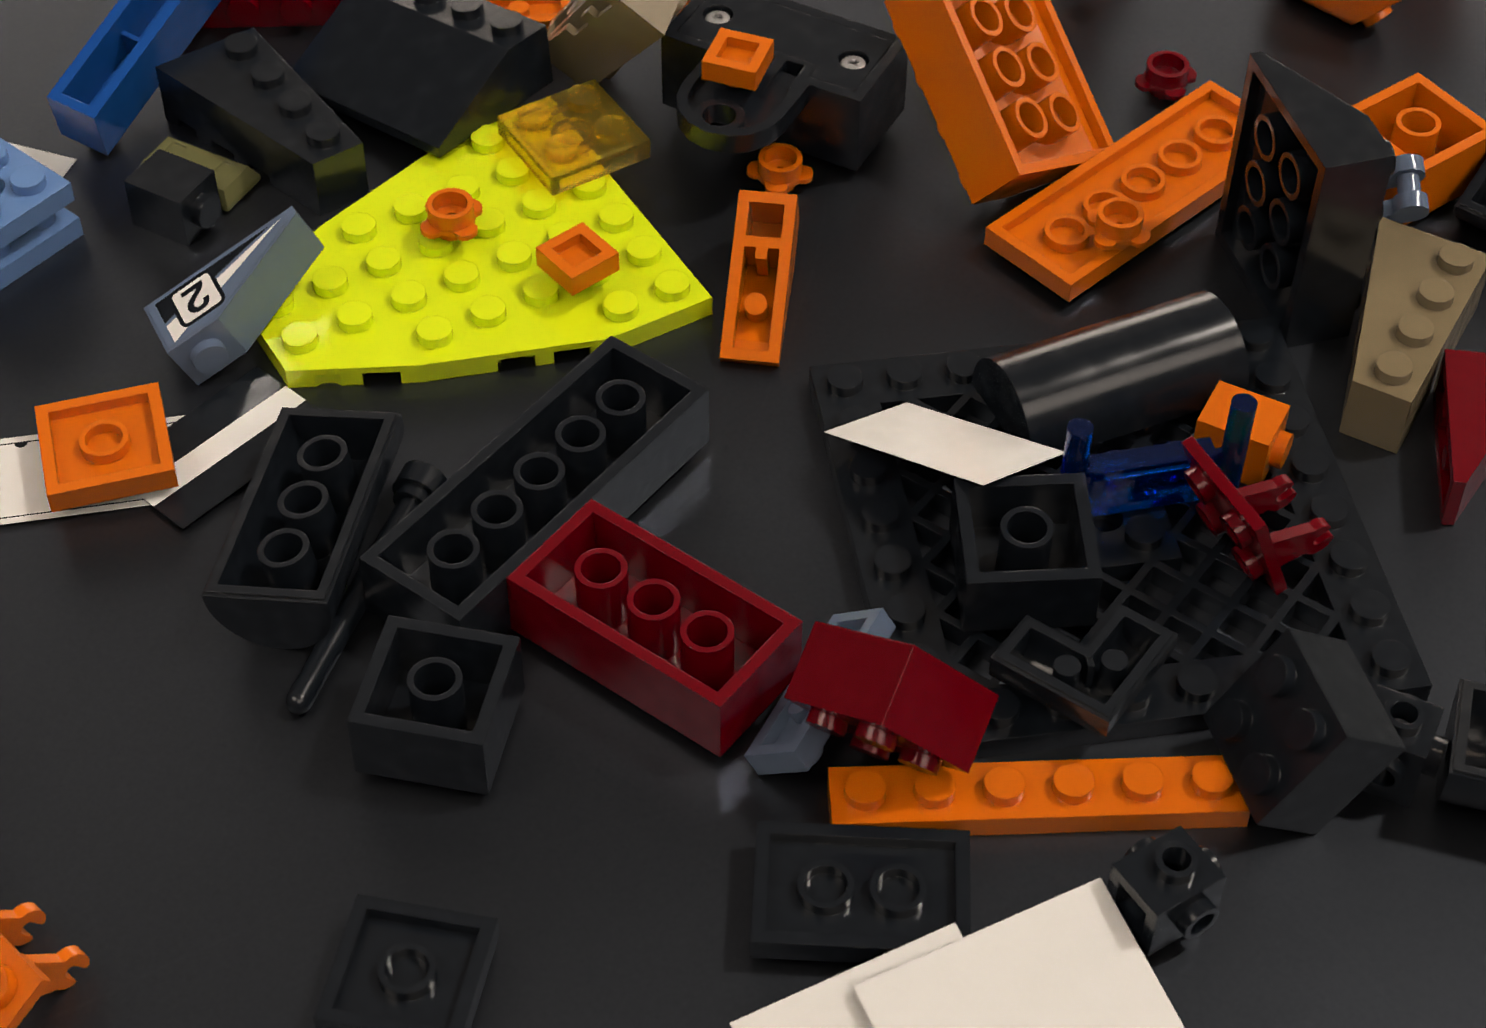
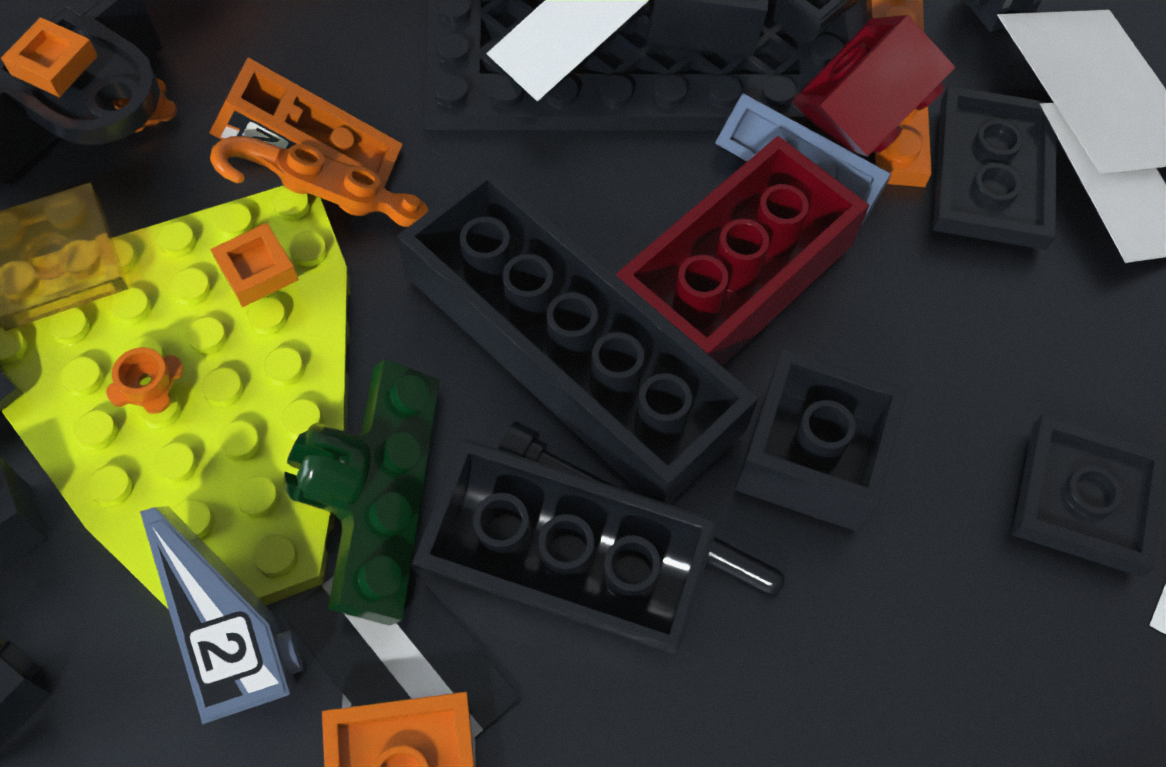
camera: 85 degrees left, 15 degrees up
(373, 377) = (372, 488): none -> dark green plate
(697, 289) = (309, 172): none -> orange piece

